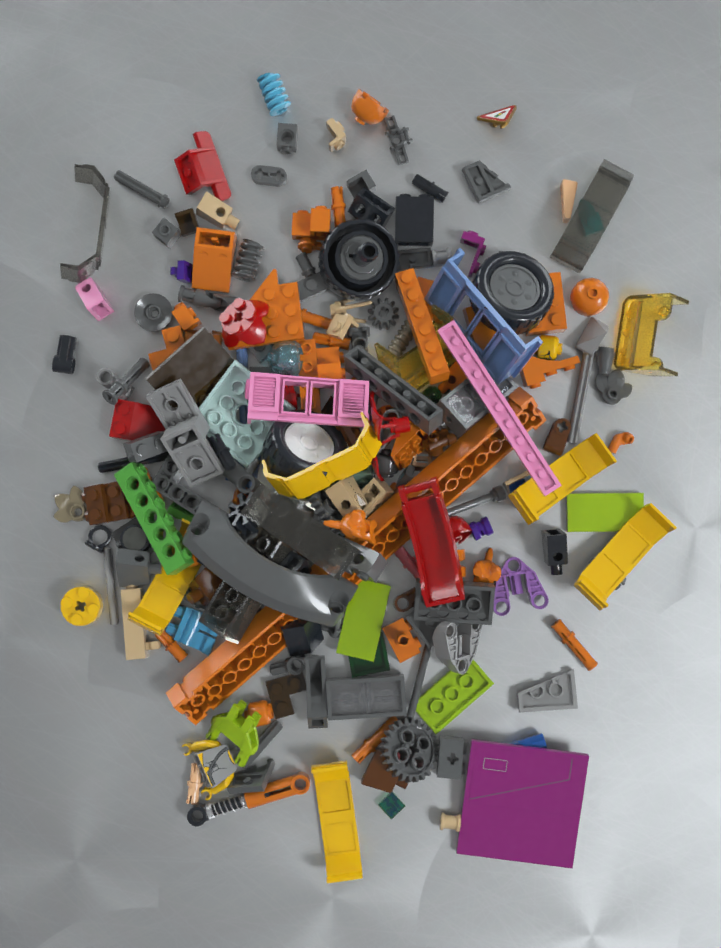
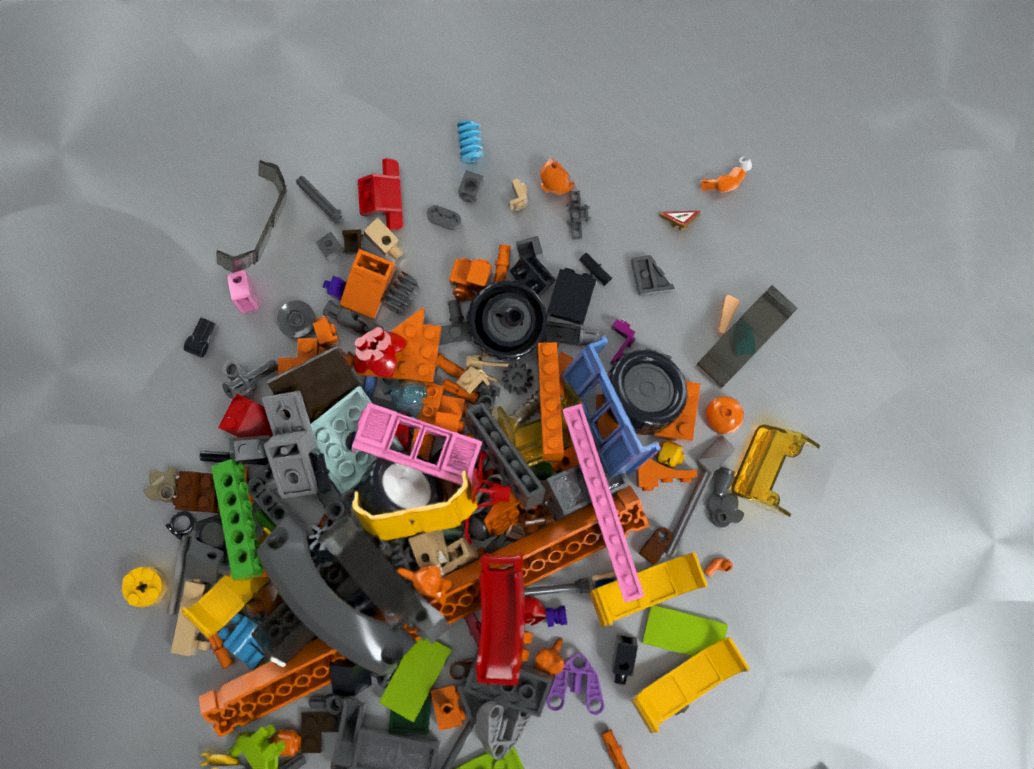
camera: 20 degrees right, 5 degrees down
(538, 68) = (728, 182): none -> orange arm

